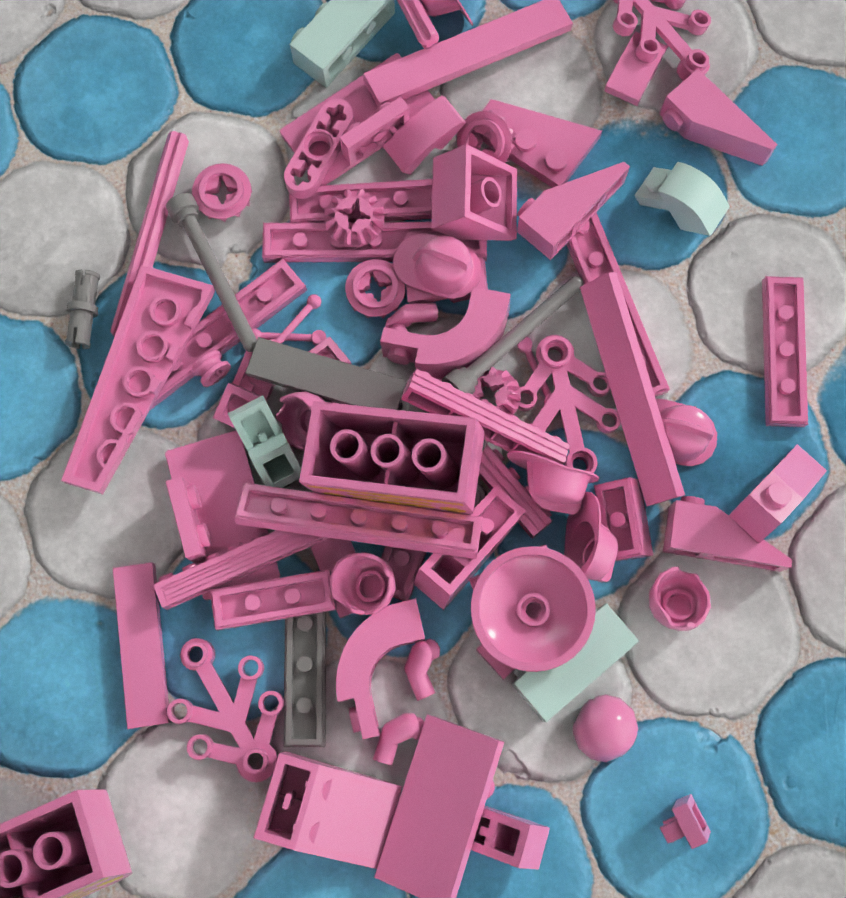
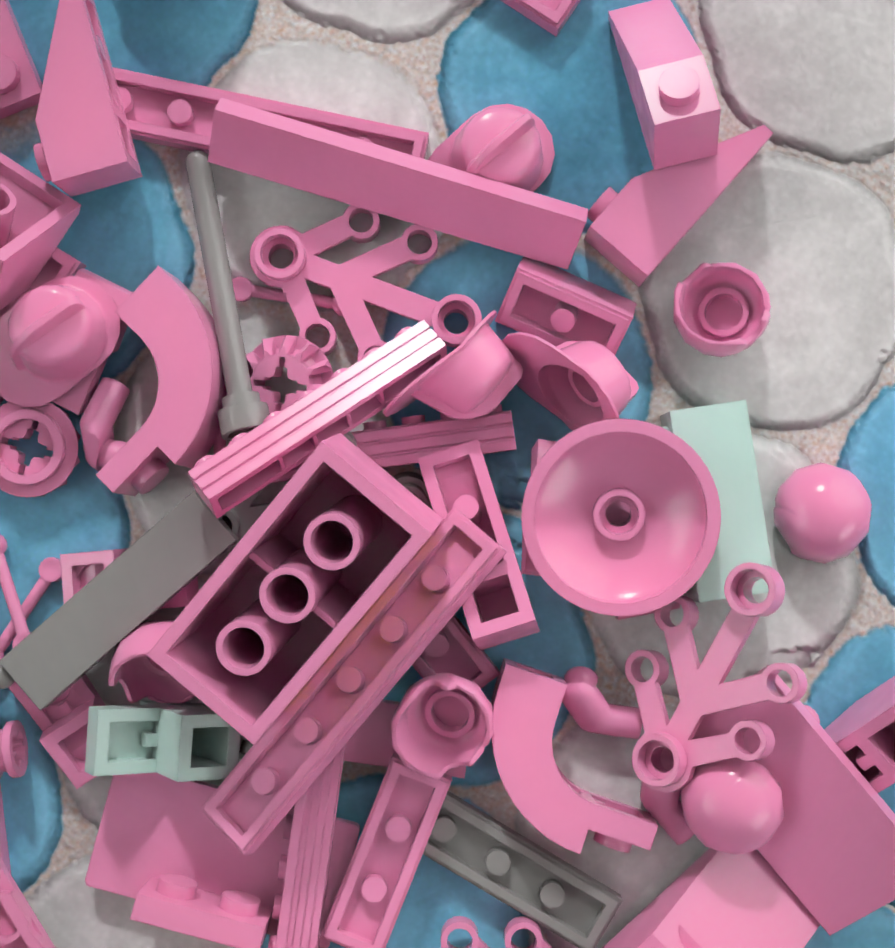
camera: 55 degrees left, 10 degrees up
(415, 769) = (732, 805): none -> bright pink hair
(471, 711) = (702, 685): none -> bright pink plant

